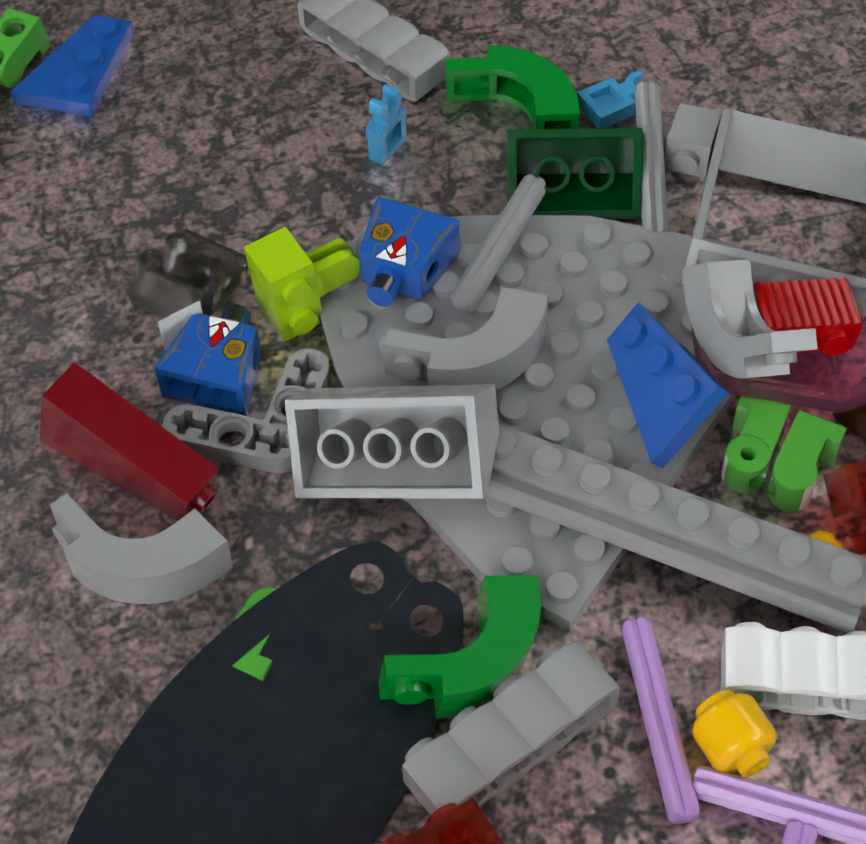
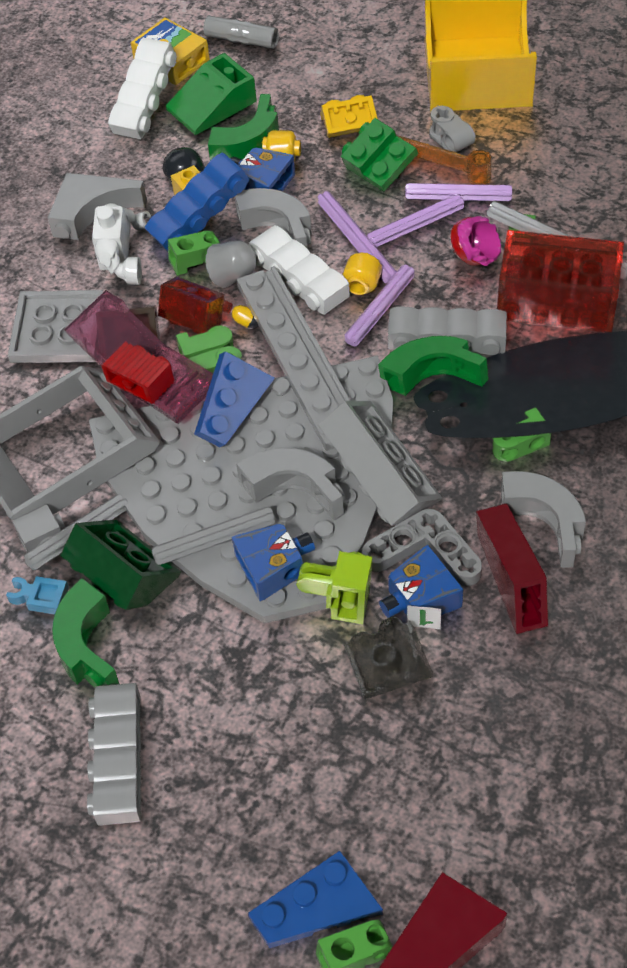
camera: 135 degrees left, 0 degrees up
(387, 127) = (186, 665): dark azure plate -> none
(730, 325) = (186, 368): light grey arch -> none

